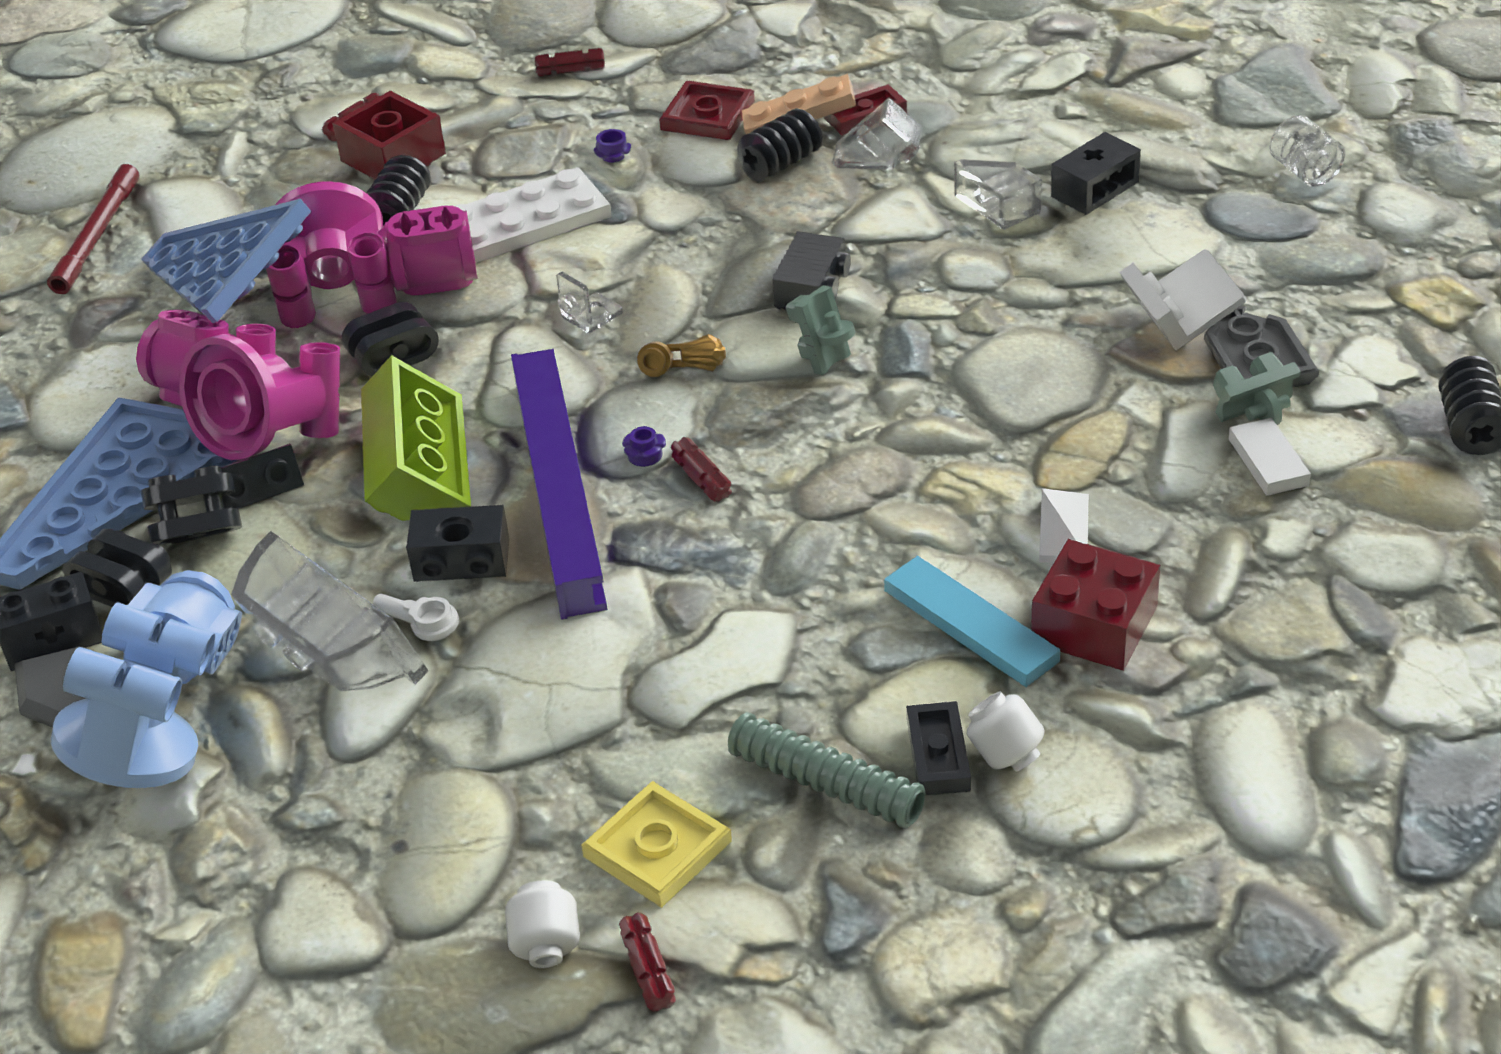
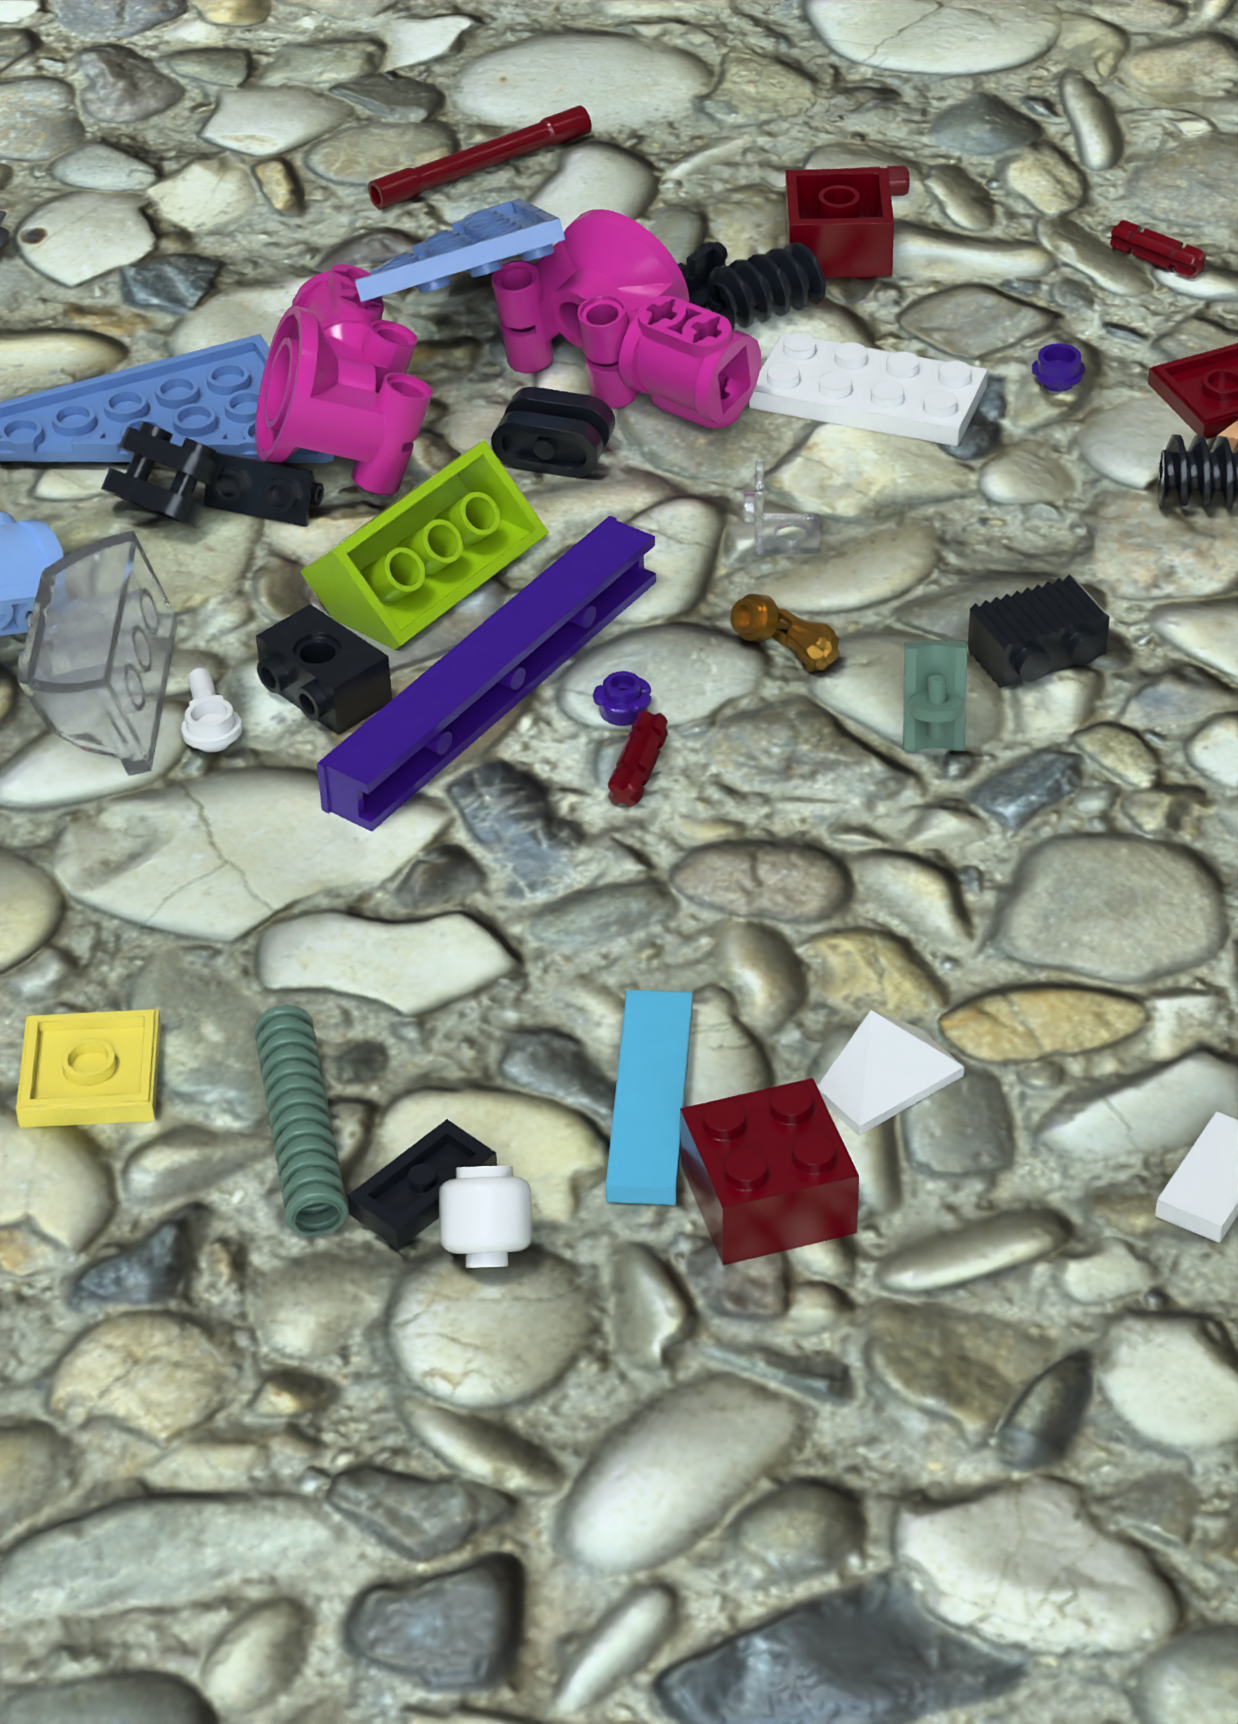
camera: 45 degrees right, 0 degrees up
(119, 566) = (69, 478): black brick -> none

